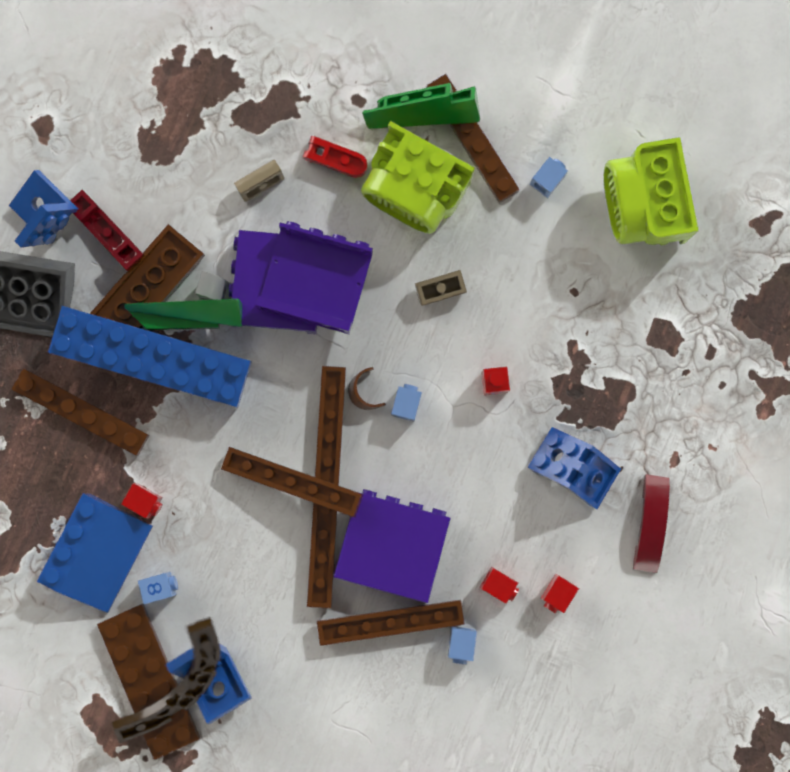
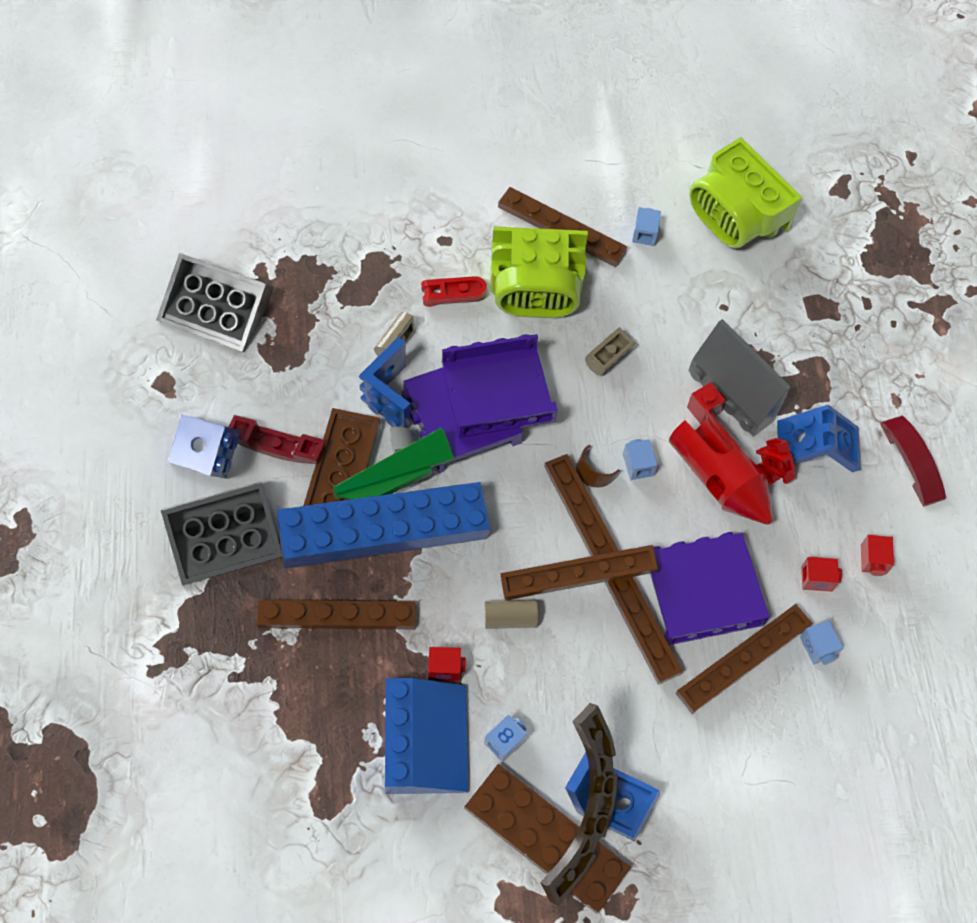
camera: 30 degrees left, 20 degrees down
(119, 68) = (214, 302): none -> dark grey slope
(218, 215) = (377, 394): none -> blue bracket
(220, 484) = (511, 614): none -> dark tan brick
(425, 107) = (516, 210): green wedge -> none
(471, 469) = (713, 452): none -> red piece
(518, 468) = (776, 461): none -> red piece
(531, 377) = (741, 376): none -> dark grey slope

